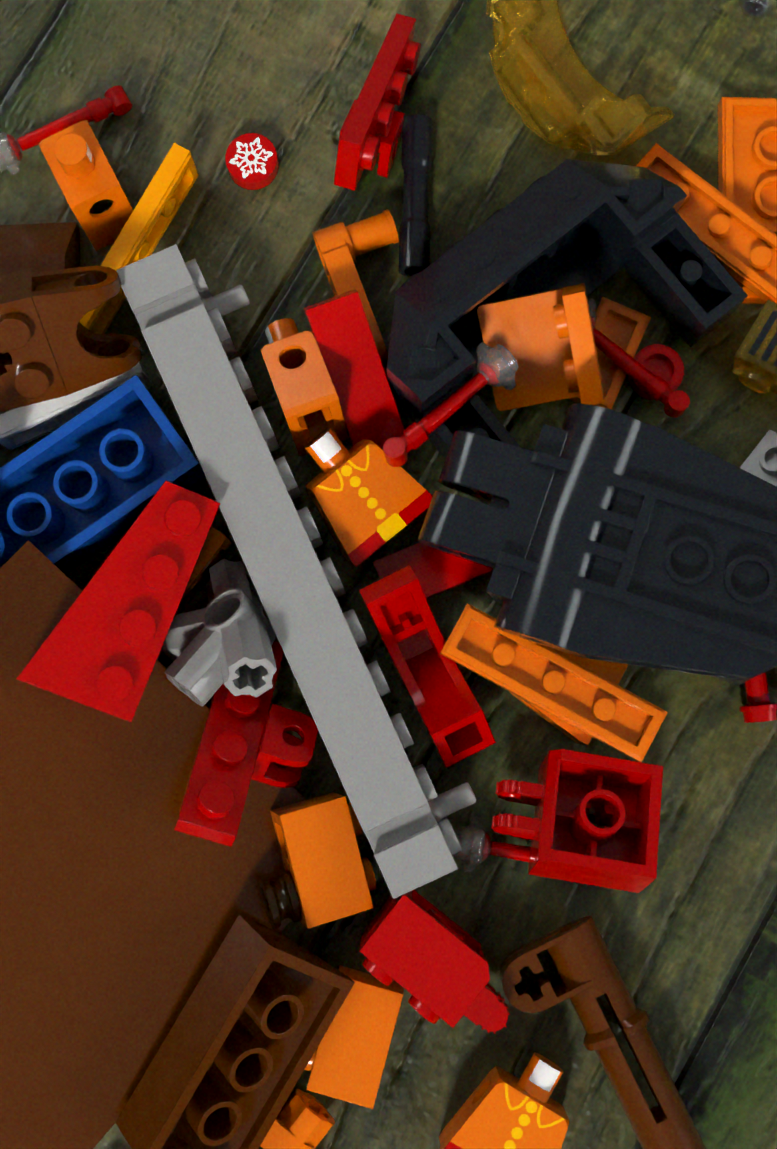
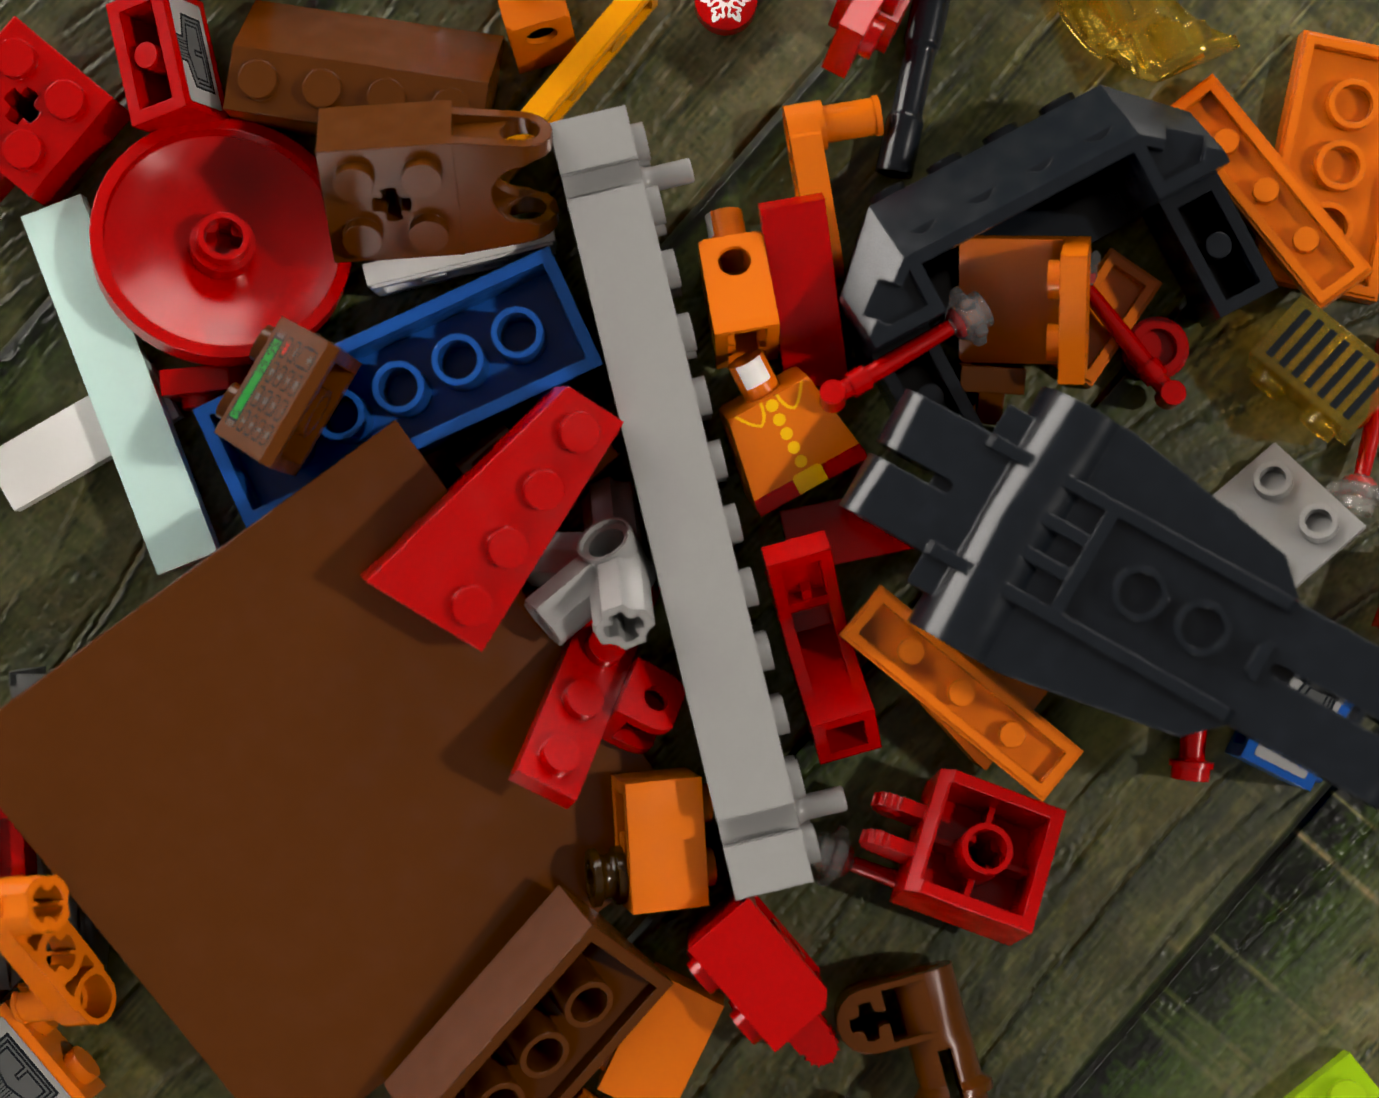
camera: 10 degrees right, 5 degrees up
(526, 422) = (989, 385): none -> reddish brown tile

